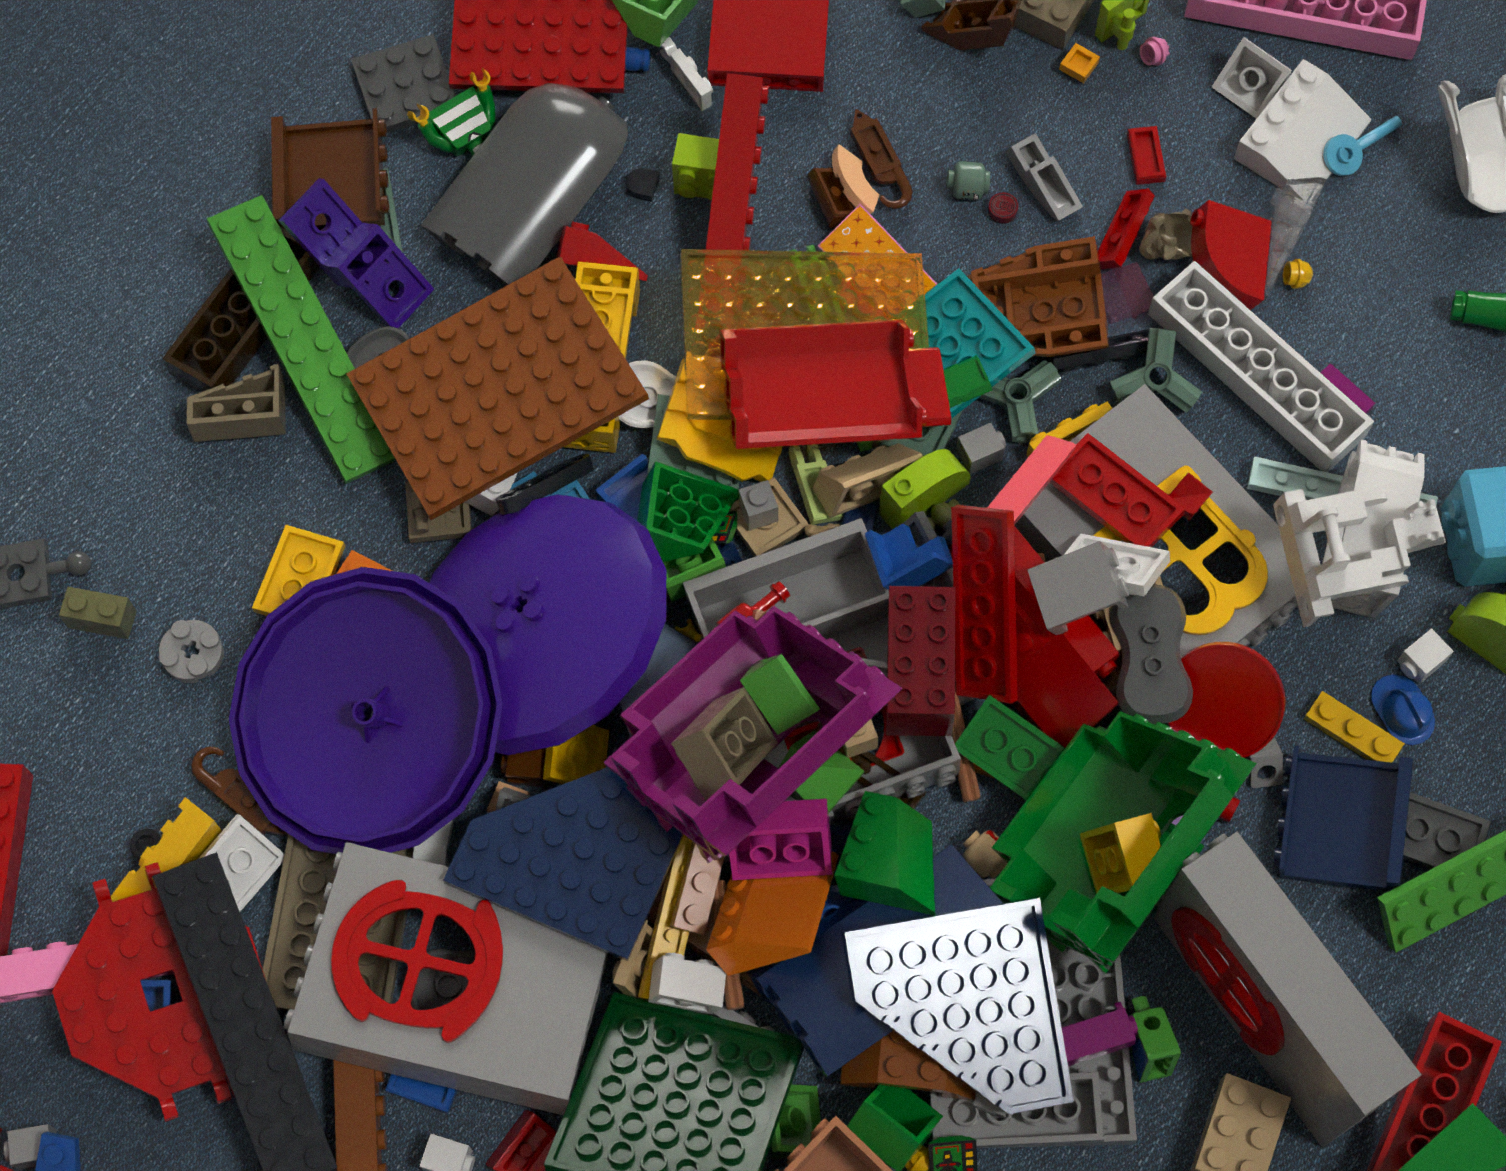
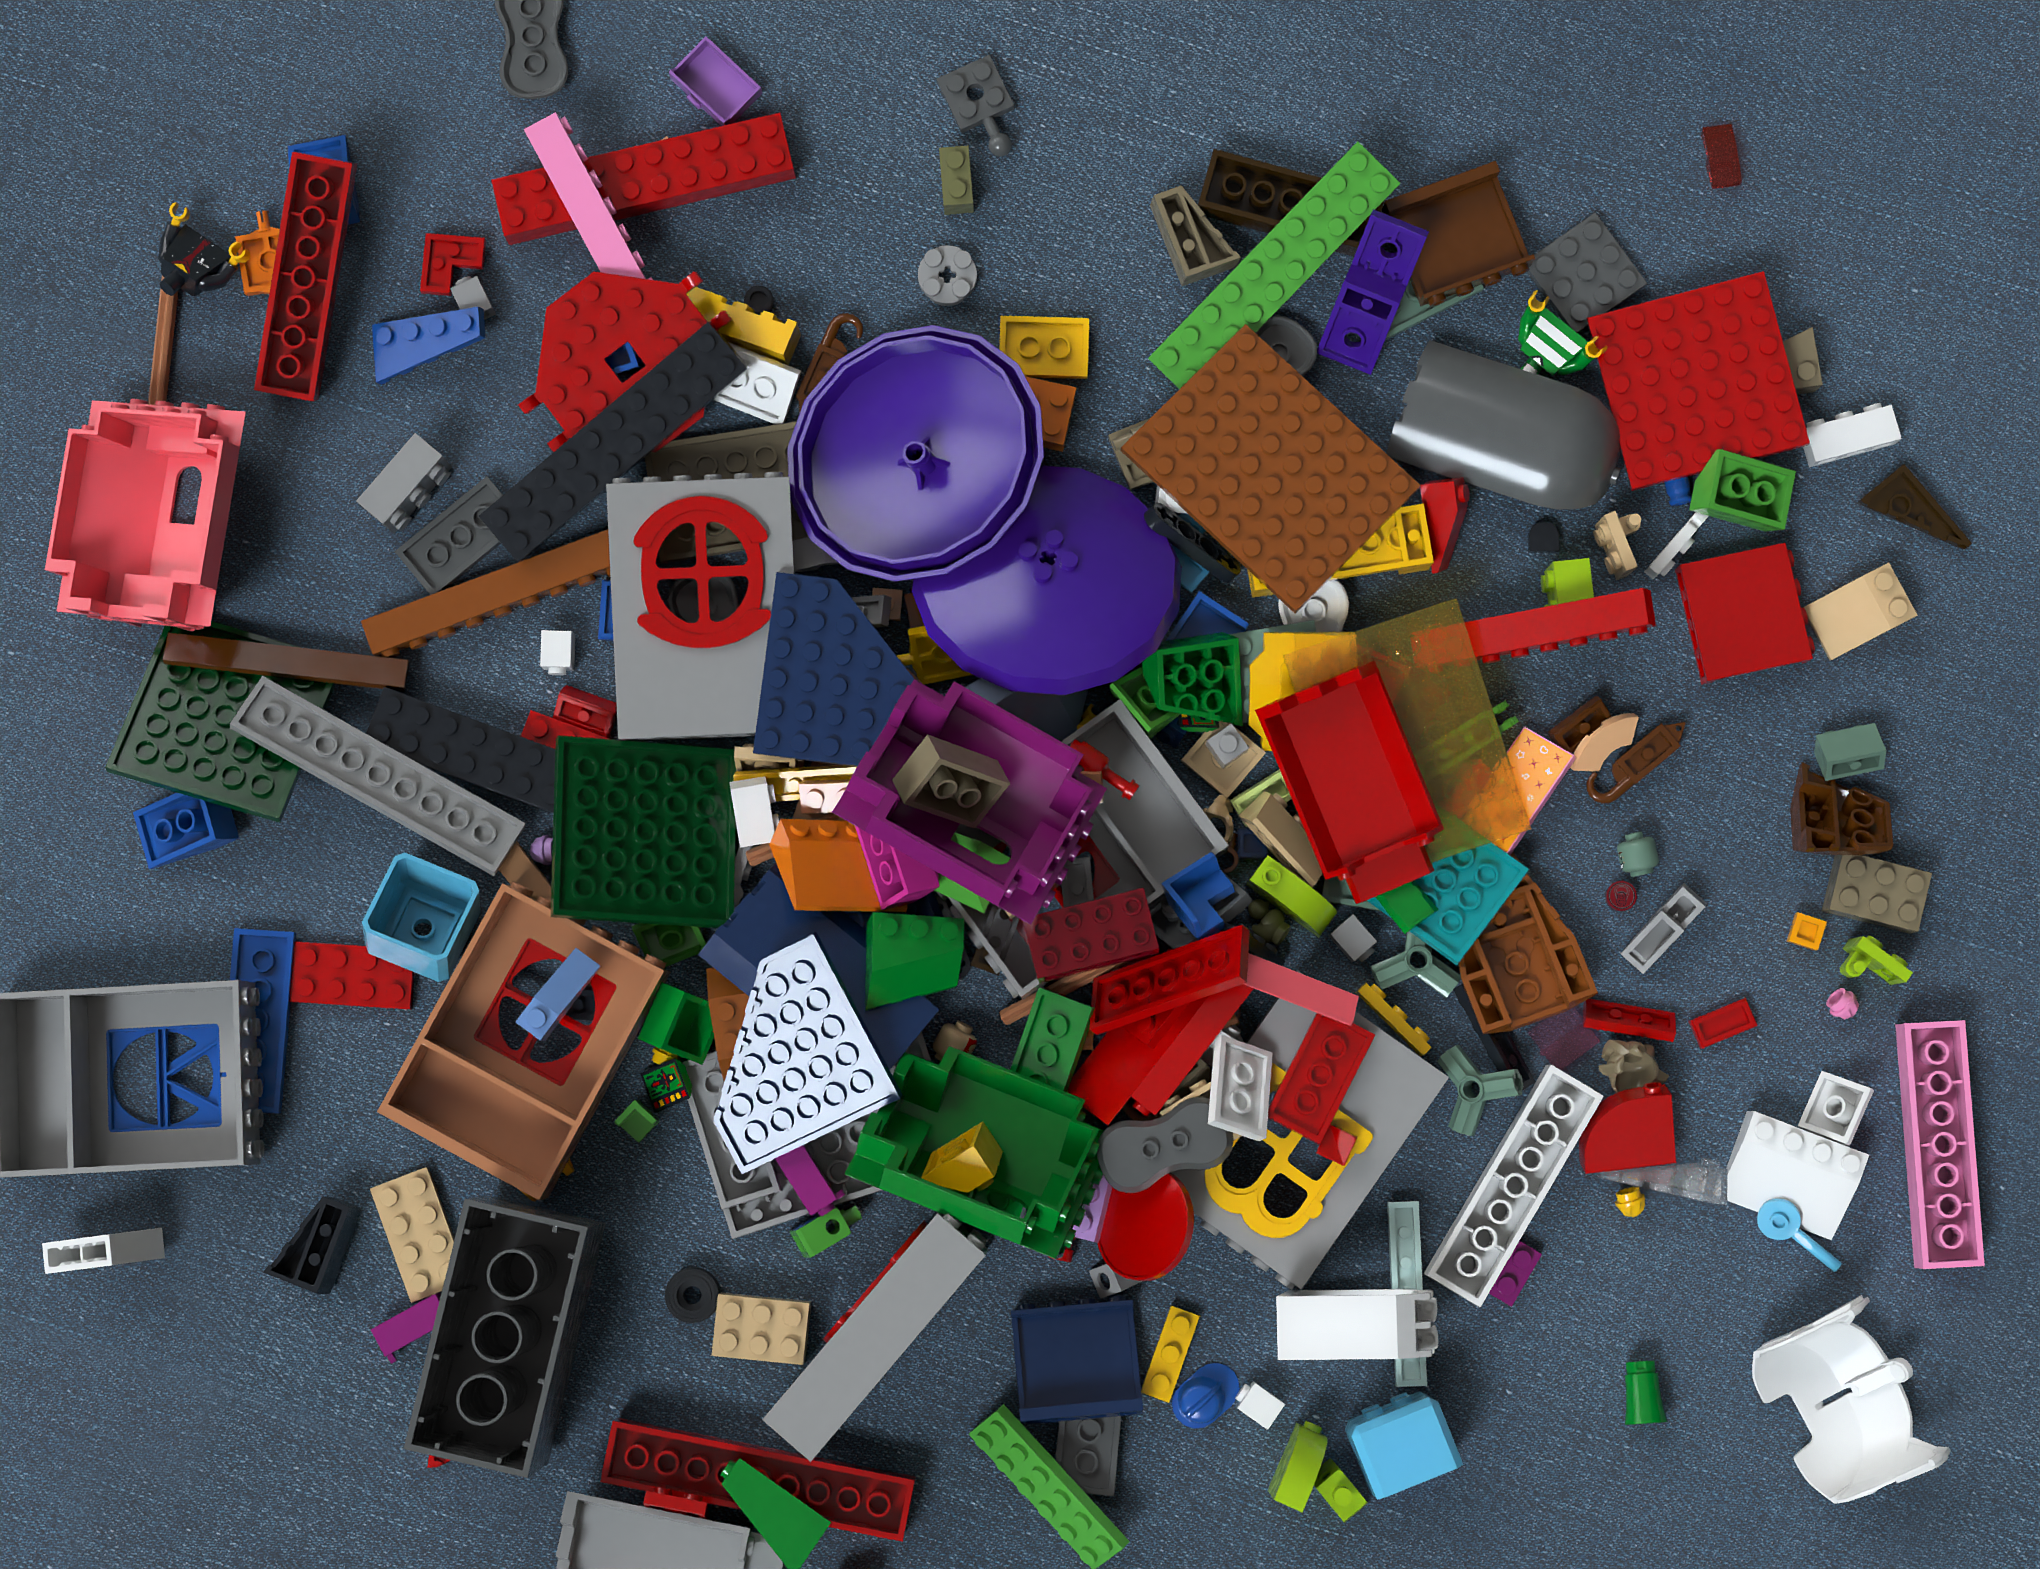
camera: 75 degrees right, 15 degrees up
(669, 116) = (1612, 535): none -> tan plate
(778, 693) = (1013, 813): bright green slope -> none
(1078, 585) = (1198, 1061): light grey panel -> none
(1338, 577) = (1335, 1362): white container -> none

